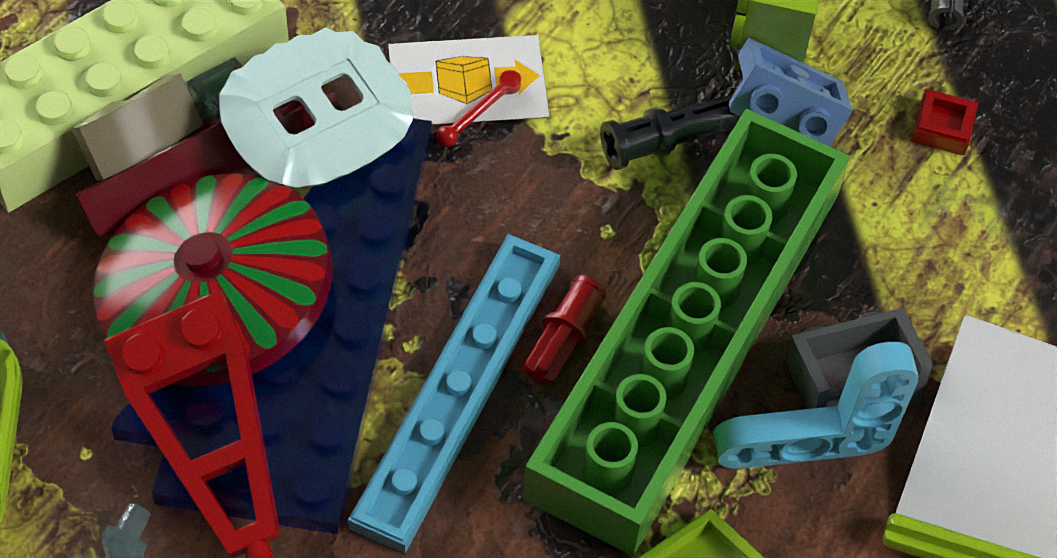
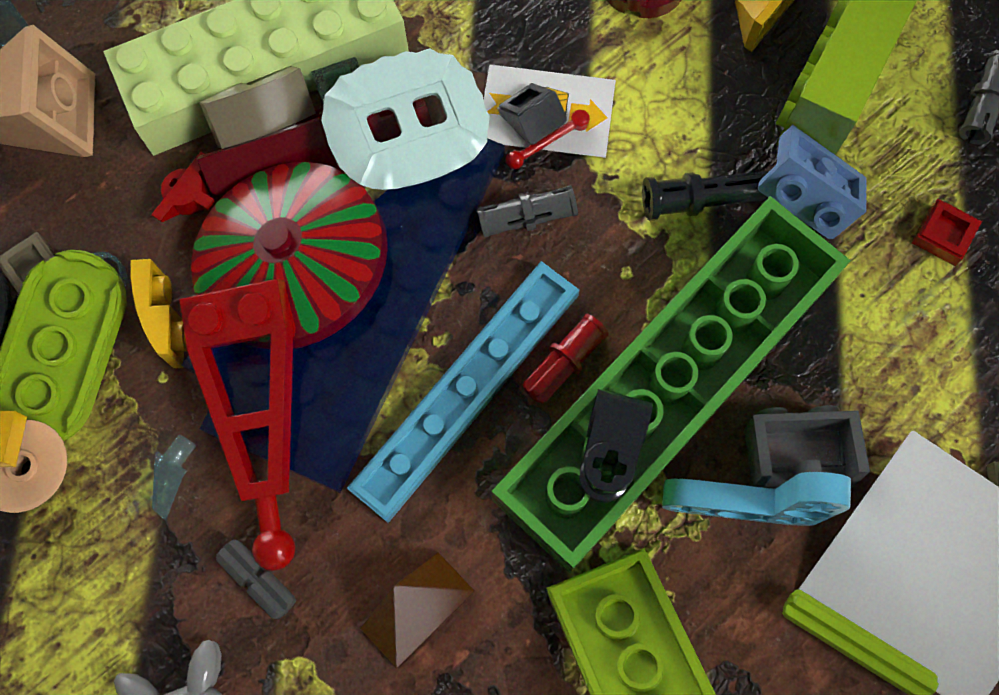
camera: 20 degrees right, 15 degrees up
(64, 240) = (183, 193): none -> red piece
(69, 377) = (158, 319): none -> yellow slope
(455, 81) = (533, 112): none -> black slope
(477, 185) = (527, 211): none -> dark grey pin
(649, 384) = (615, 438): none -> black piece

